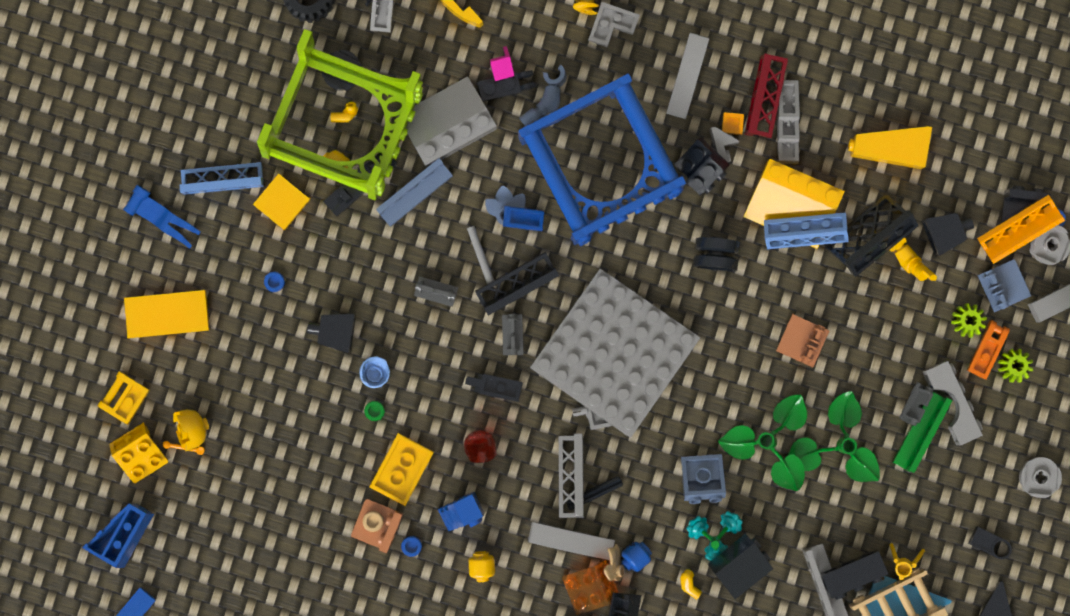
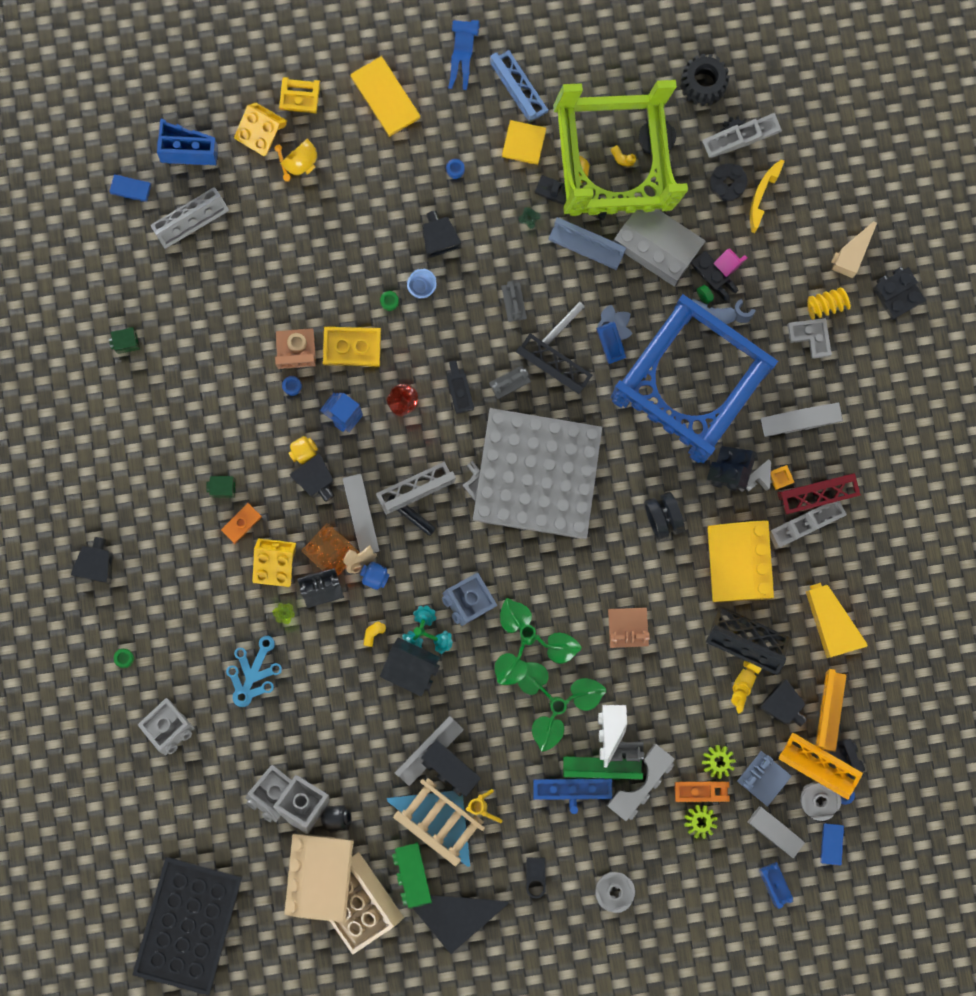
camera: 60 degrees right, 5 degrees down
(197, 565) = (190, 219): none -> light grey fence
(361, 228) = (529, 222): none -> clear green plate
(417, 13) = (721, 189): none -> black plate
(514, 568) = (314, 478): none -> black torso
(520, 104) = (705, 294): none -> green tile
(804, 229) = (724, 580): medium blue fence -> none
(890, 402) = (613, 729): none -> white slope
(928, 470) = (572, 789): none -> blue plate
(973, 192) = (830, 710): none -> light orange fence

